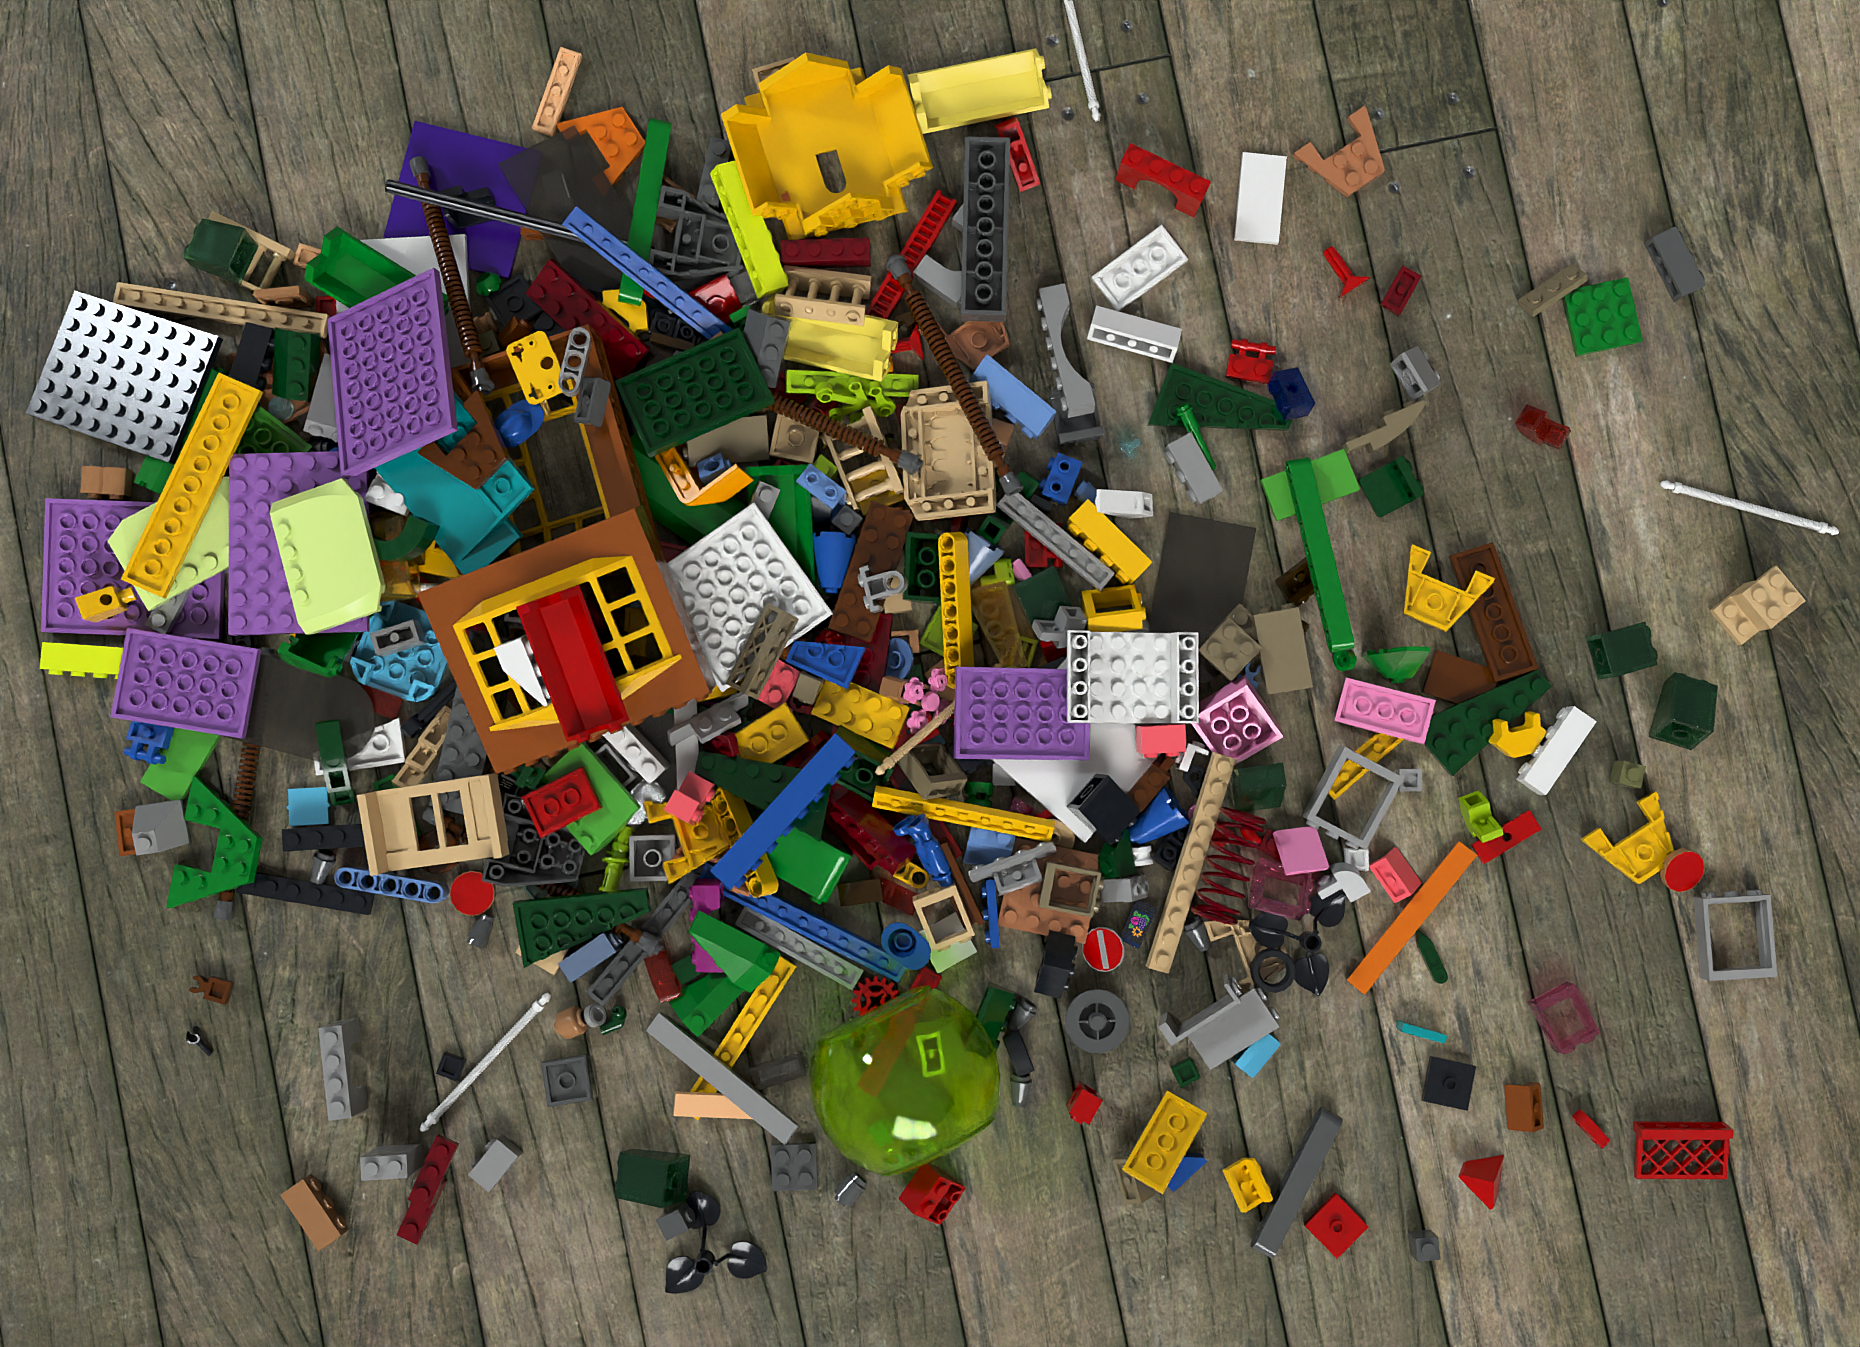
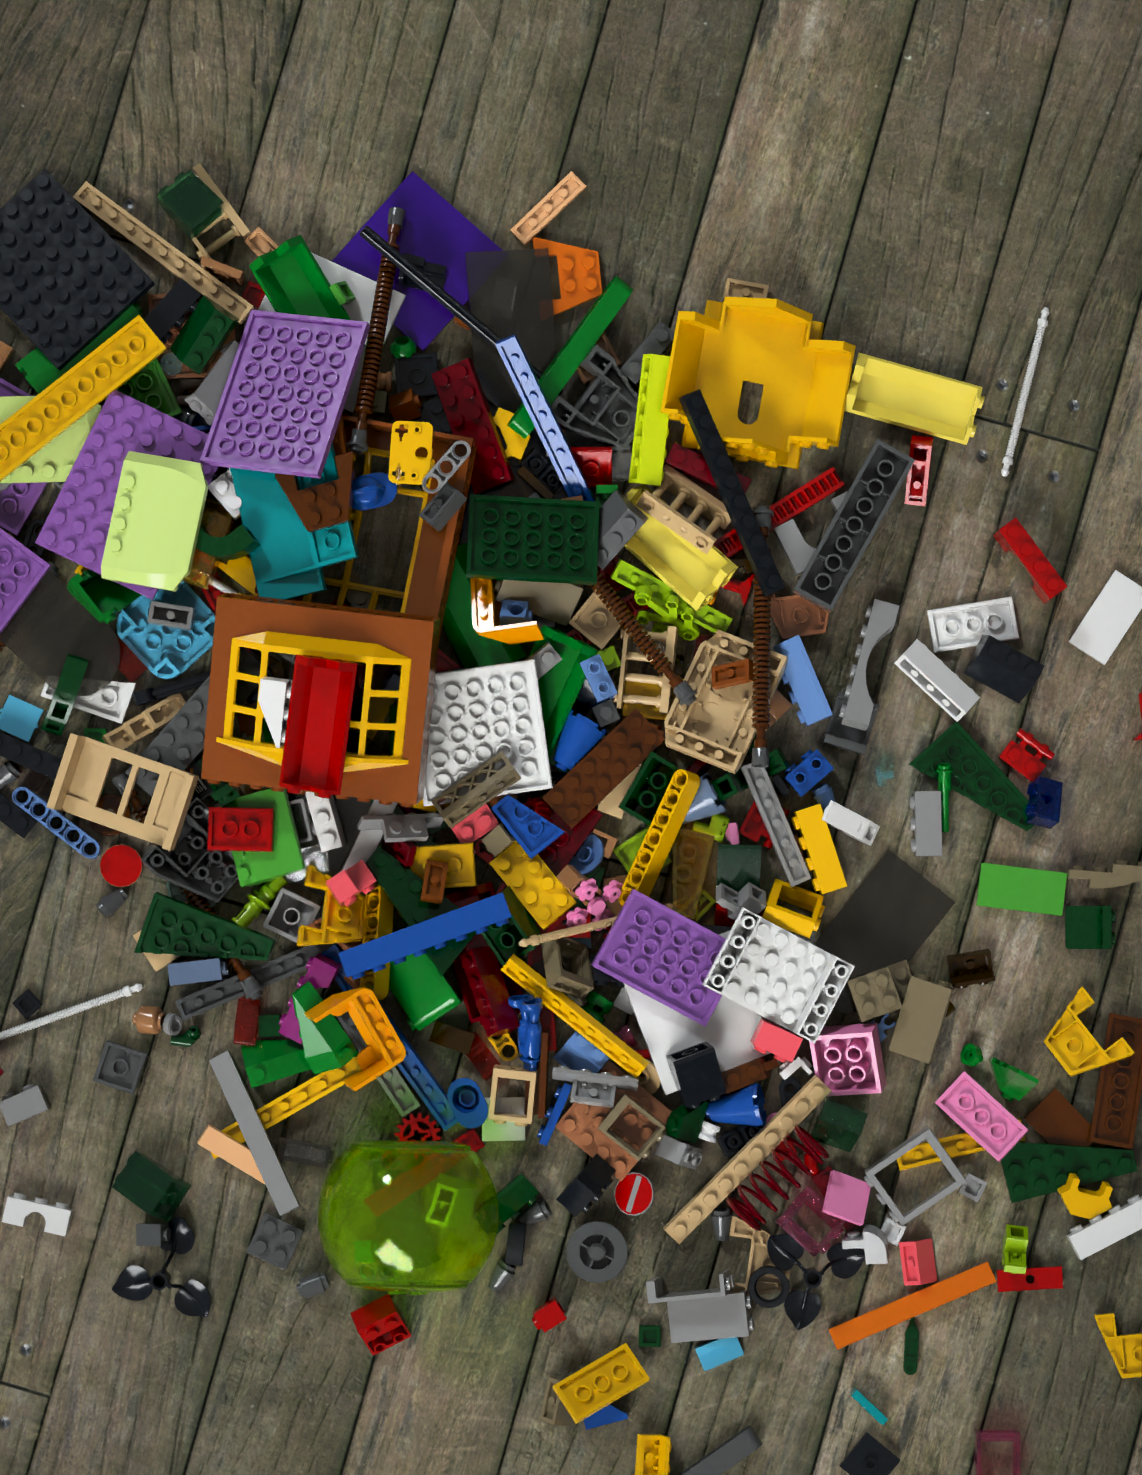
camera: 25 degrees right, 0 degrees up
(404, 260) = (342, 293): none -> bright green tile
(578, 1252) = (57, 1216): none -> white arch
(767, 757) = (434, 881): none -> dark orange plate
(800, 934) = (383, 1045): none -> light orange windscreen
(857, 254) = (732, 493): none -> black plate
(878, 586) = (603, 786): light grey pin -> none
(944, 422) = (732, 674): none -> dark orange plate
(1138, 923) = (675, 1188): tile -> none
(1189, 291) = (1003, 668): none -> black slope
(1319, 555) = (995, 953): green beam -> none

